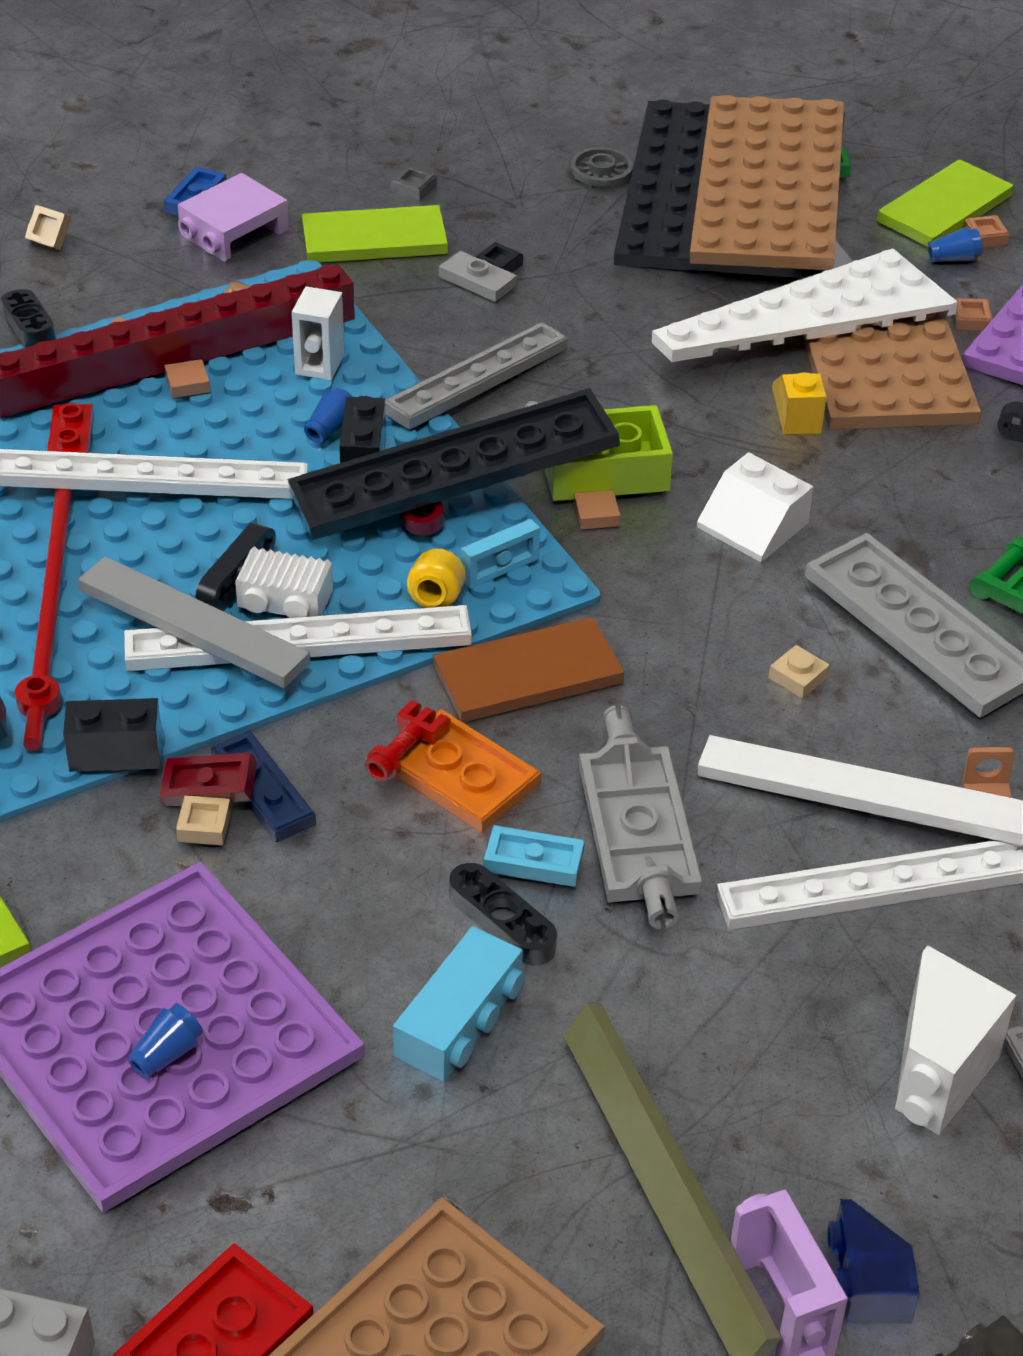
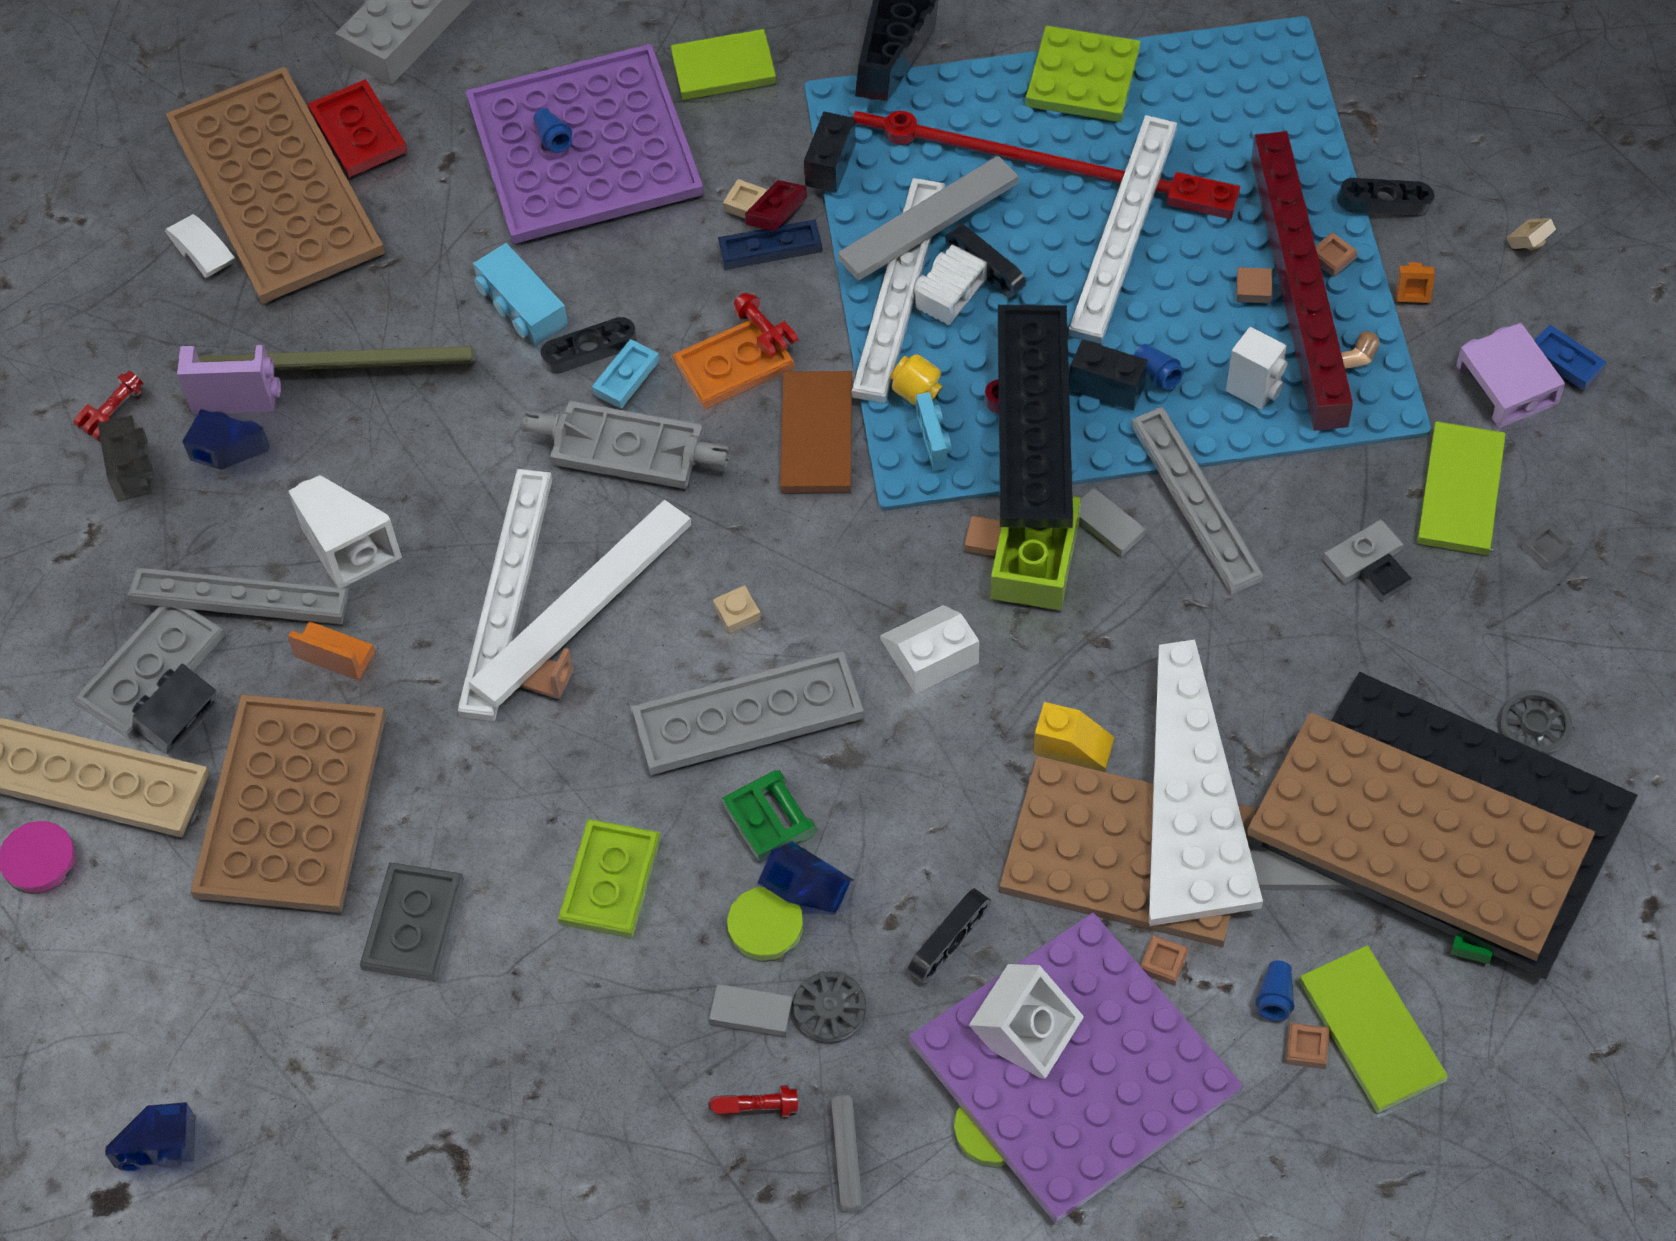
camera: 115 degrees right, 15 degrees up
(138, 283) = (1415, 283): none -> orange tile

